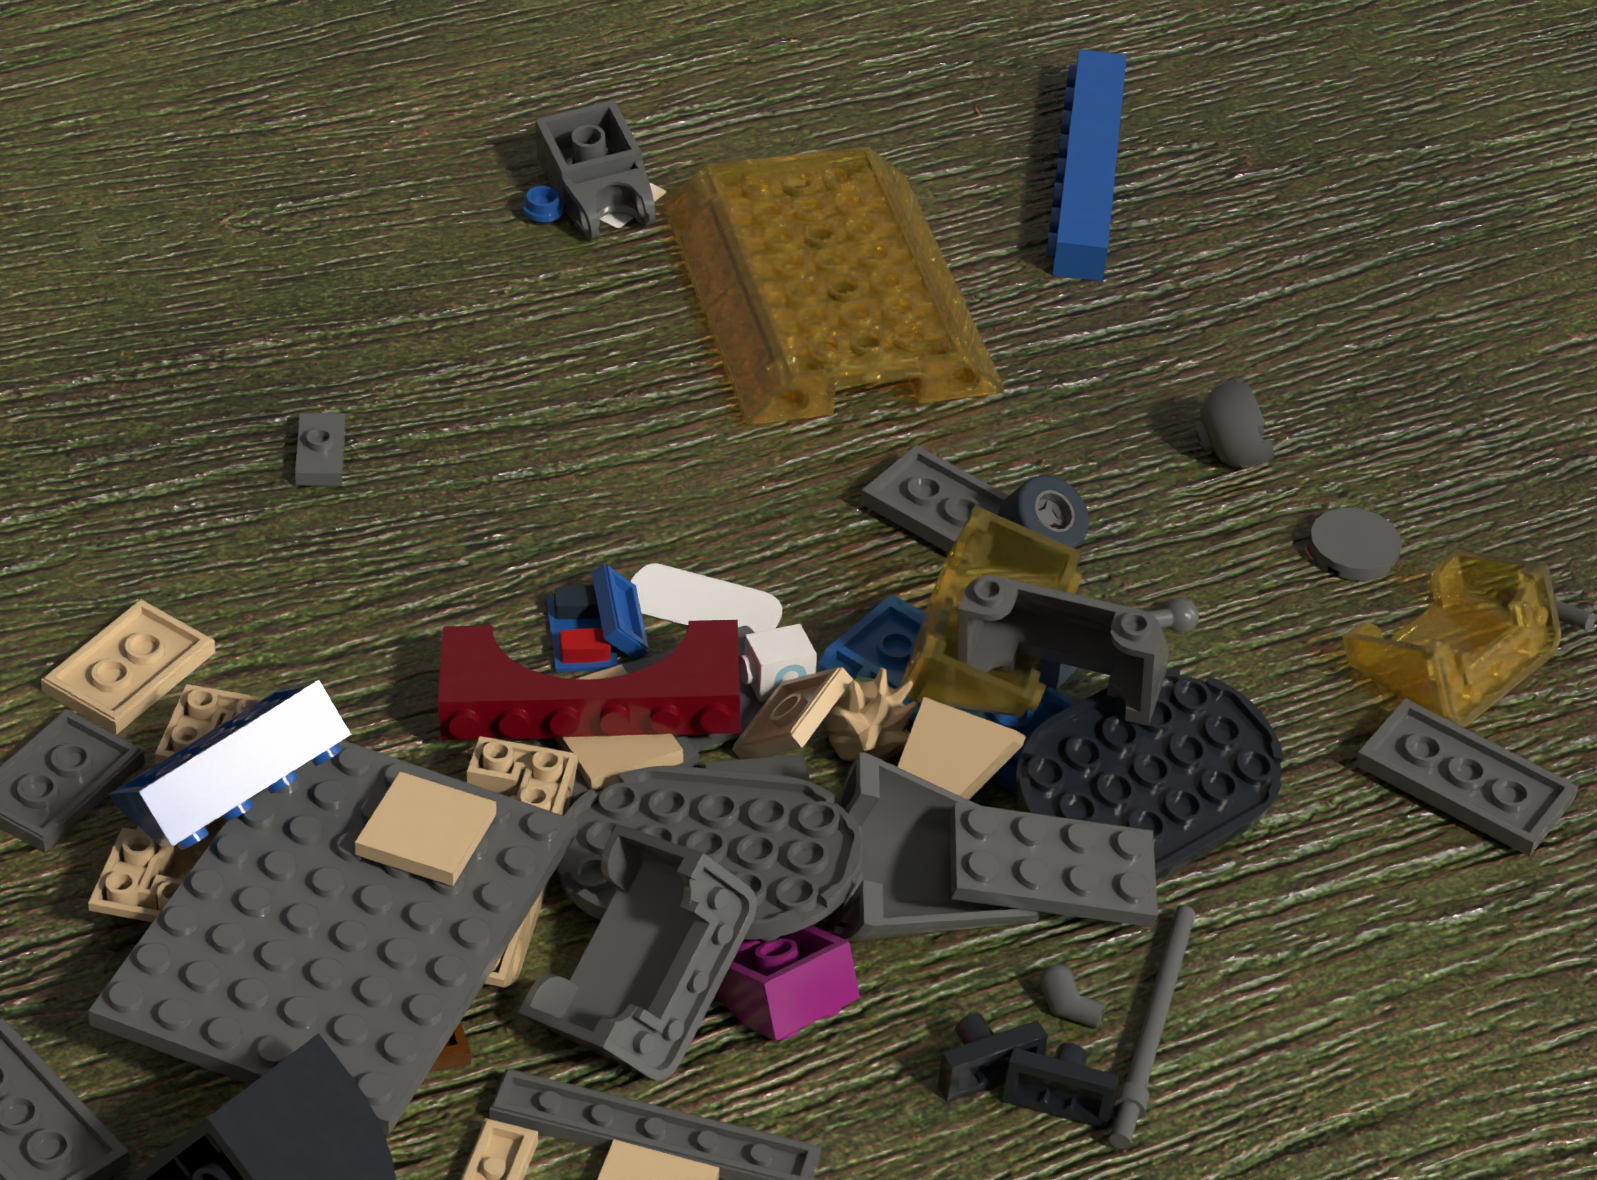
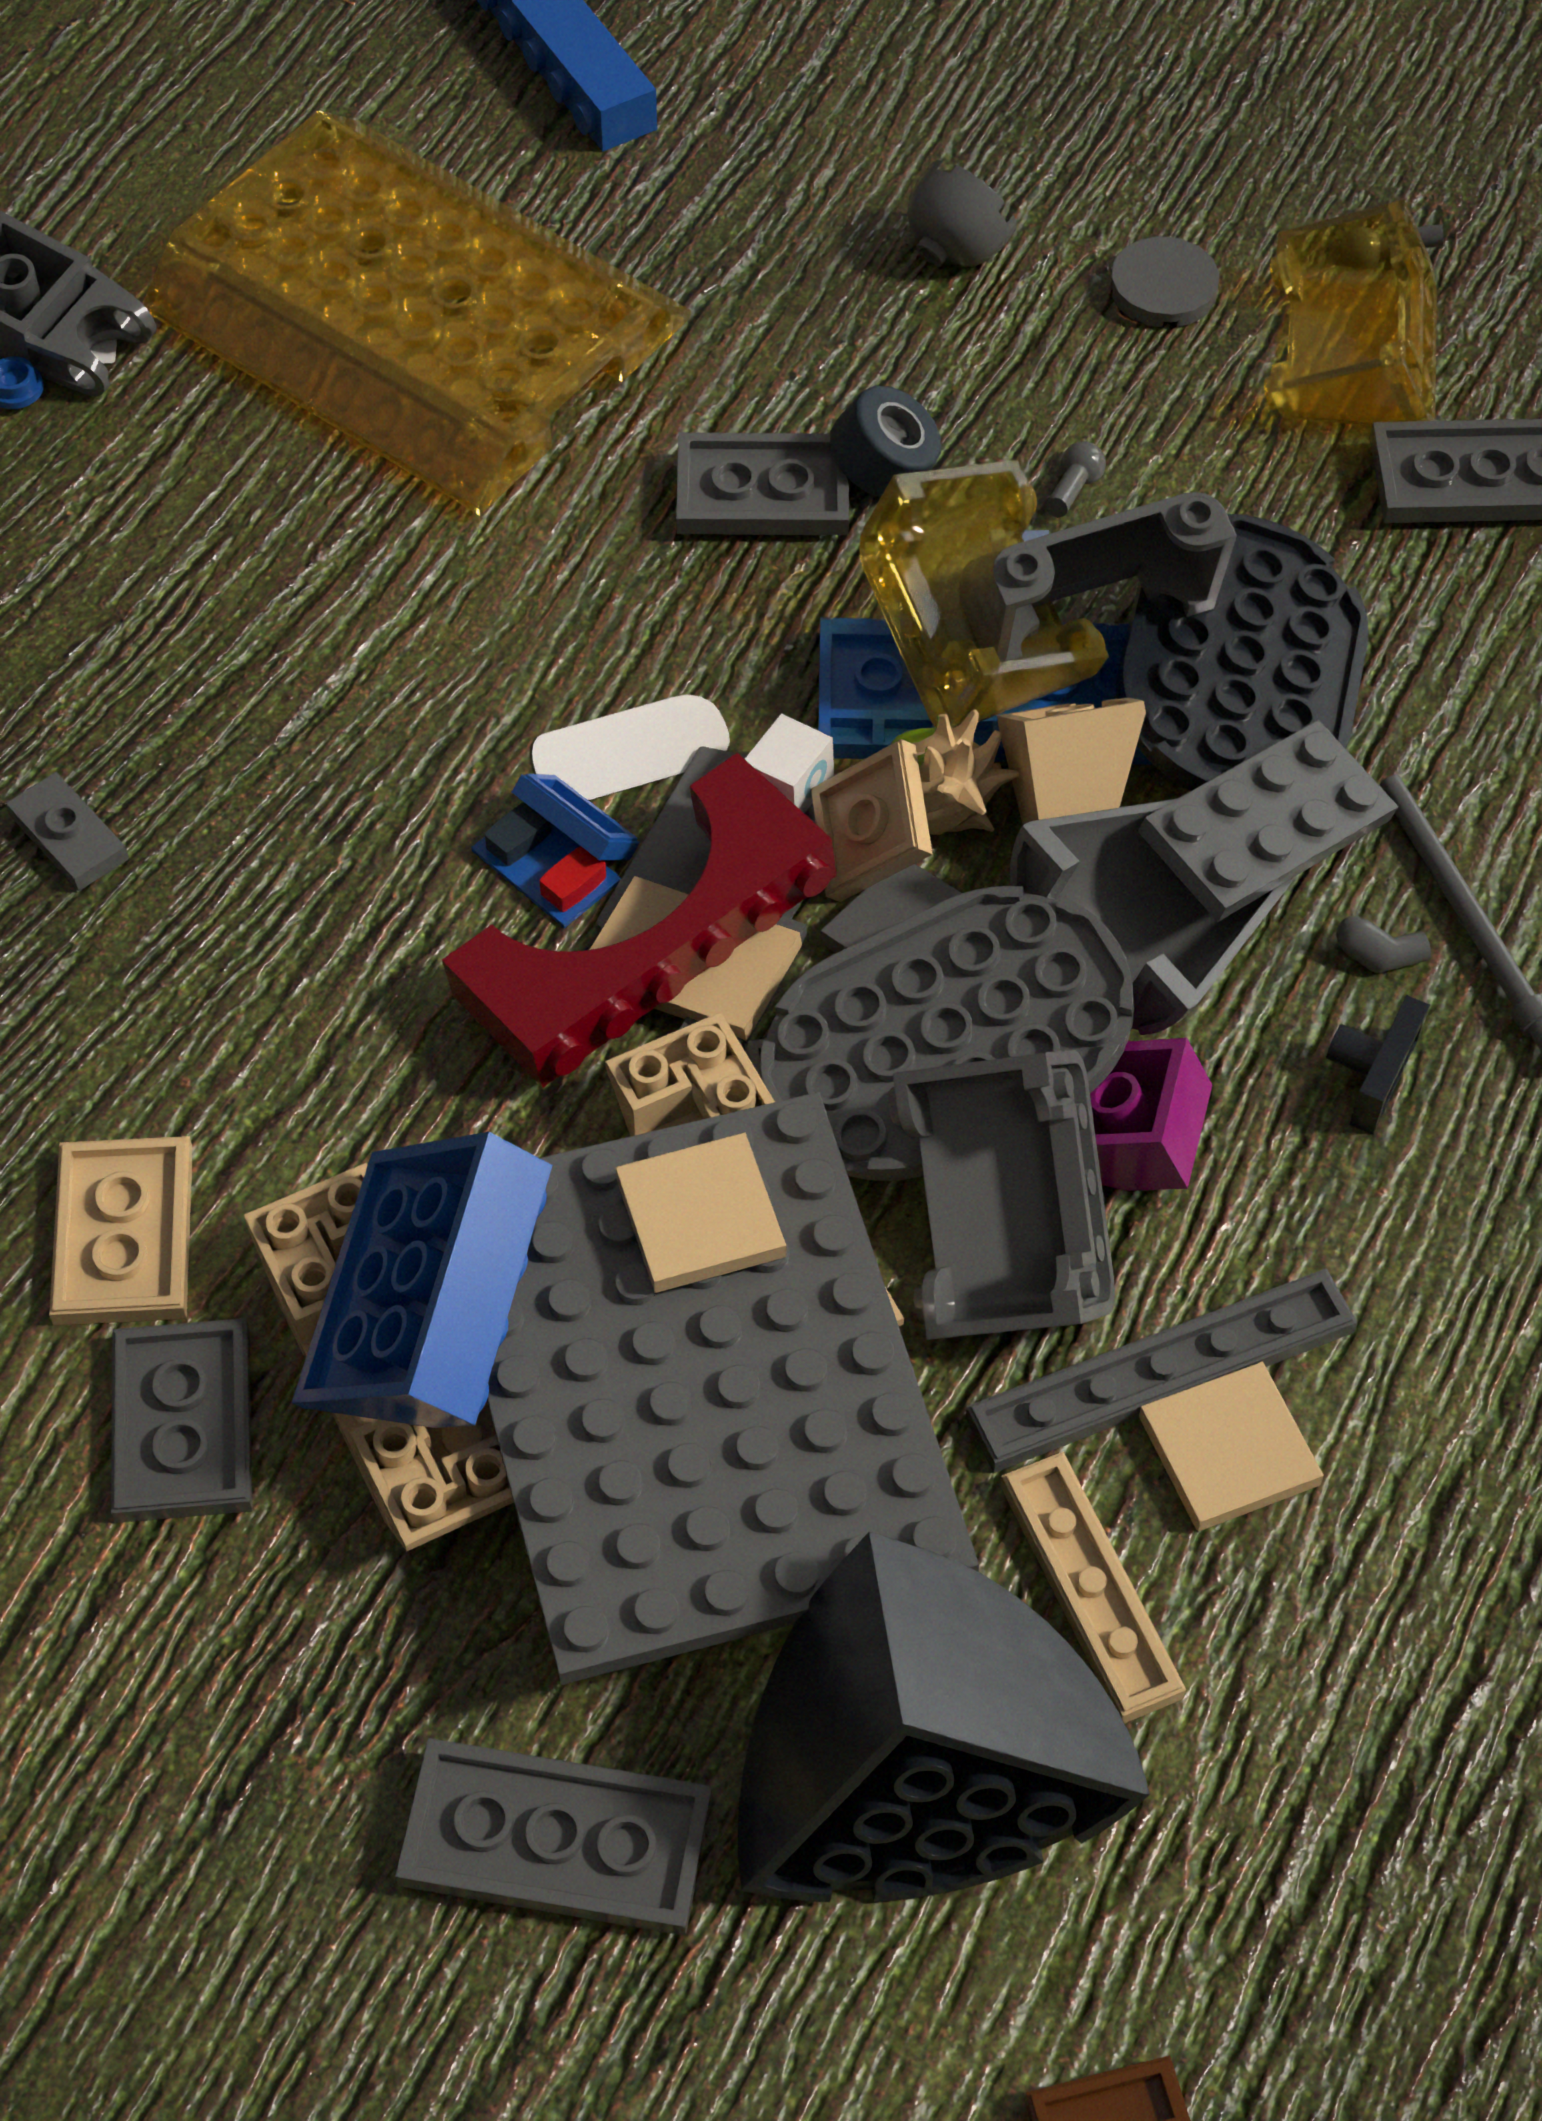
camera: 35 degrees left, 15 degrees up
(1061, 1085) = (1470, 1045): black tile -> none

